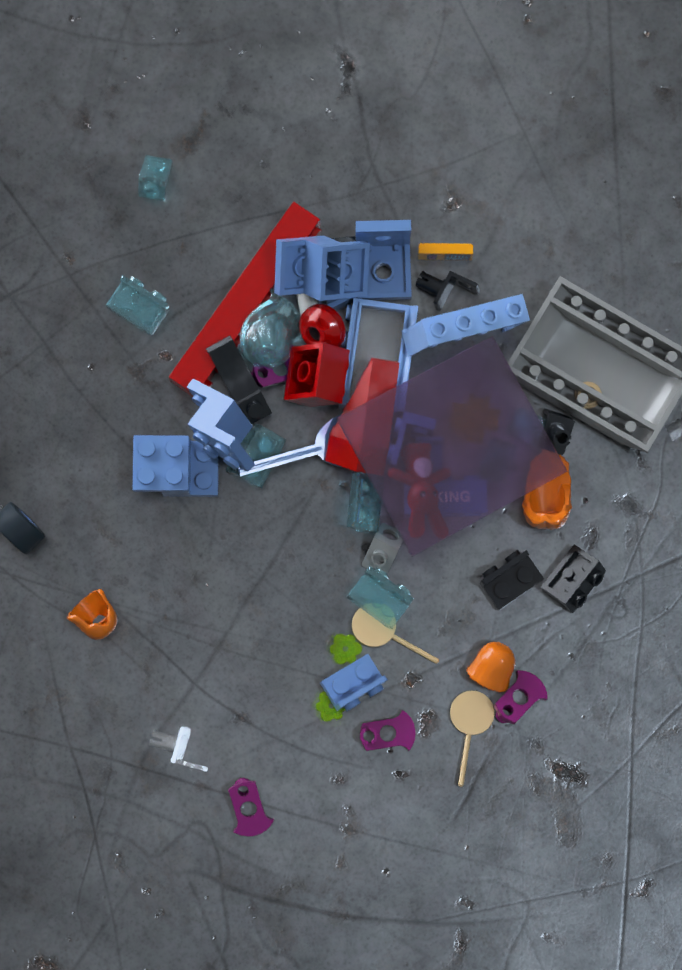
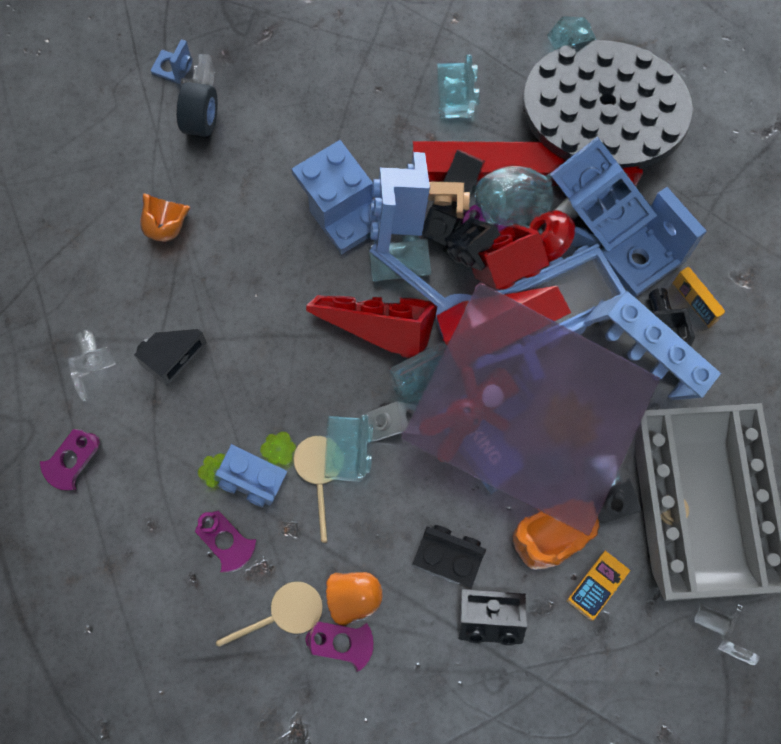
camera: 50 degrees right, 10 degrees down
(213, 683) = (169, 352): none -> black slope
(214, 171) = (647, 94): none -> plate
(237, 386) = (445, 192): none -> light nougat bracket
(289, 394) = (469, 240): none -> black bracket
(304, 500) = (392, 326): none -> red wedge
(603, 488) = (598, 585): none -> tile

